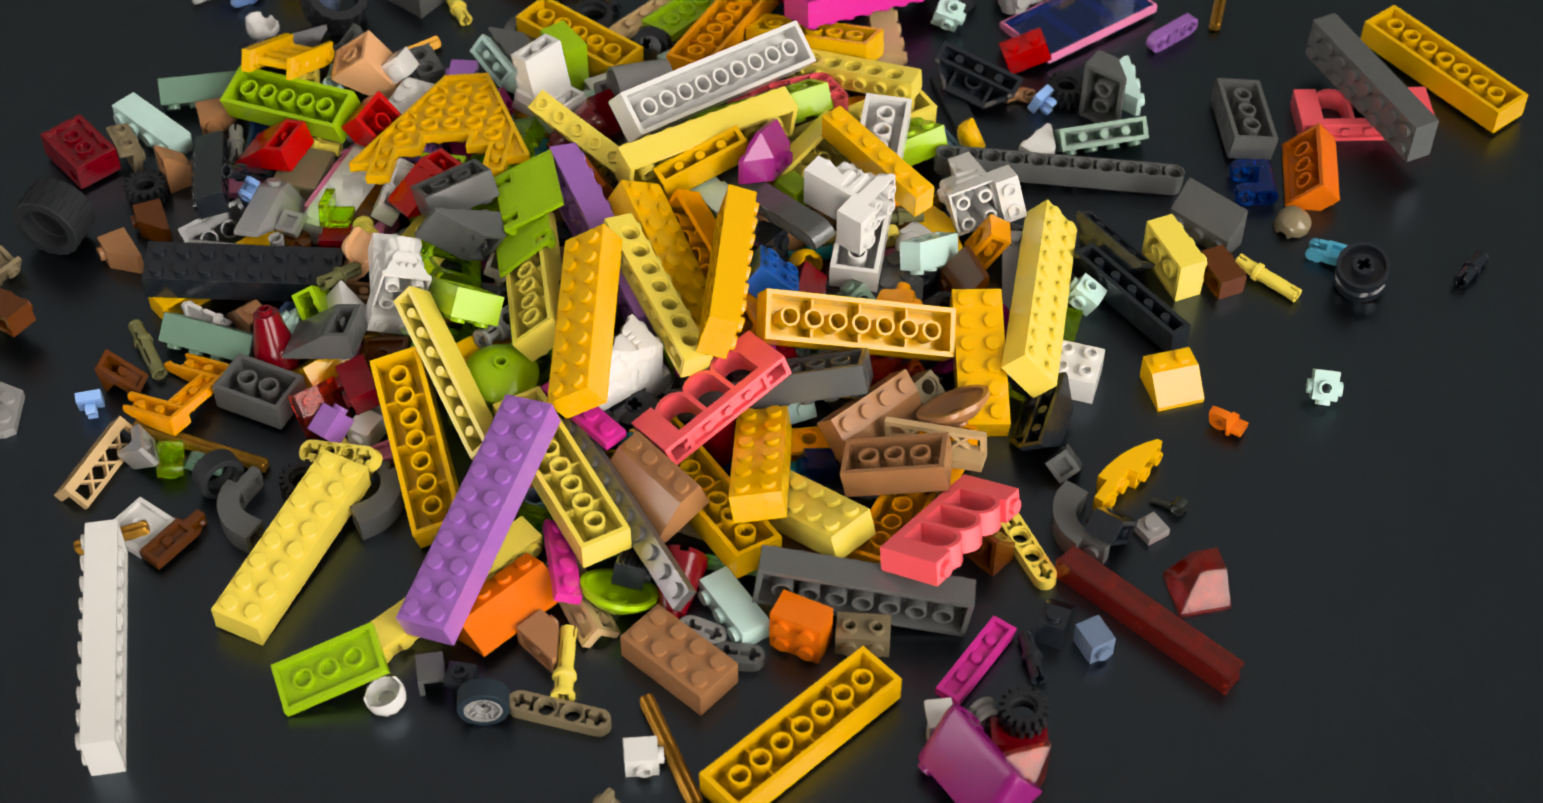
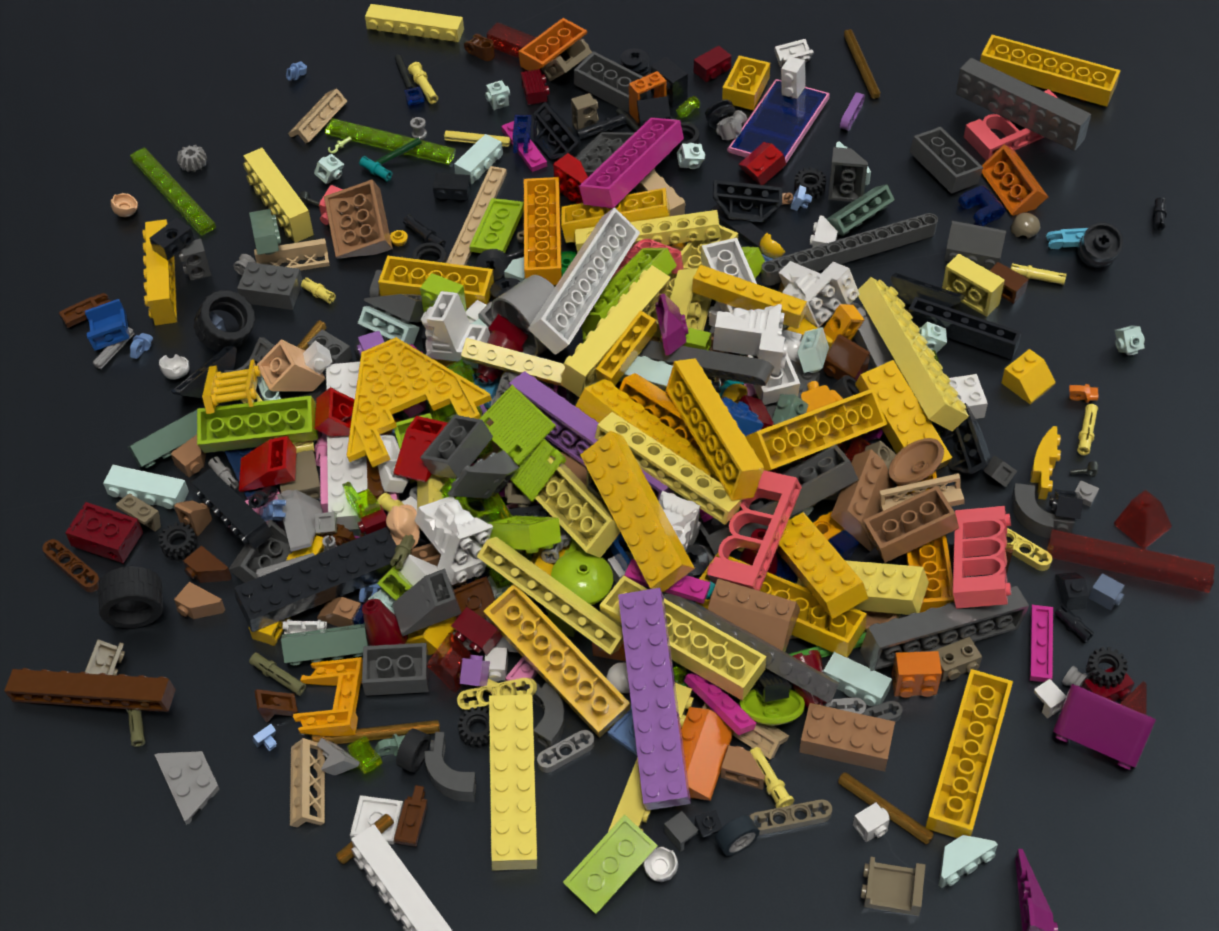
camera: 25 degrees left, 5 degrees up
(33, 171) = (70, 566): none -> reddish brown beam
(356, 552) = (564, 759): none -> light grey beam
(1197, 467) = (1086, 436): none -> light yellow pin

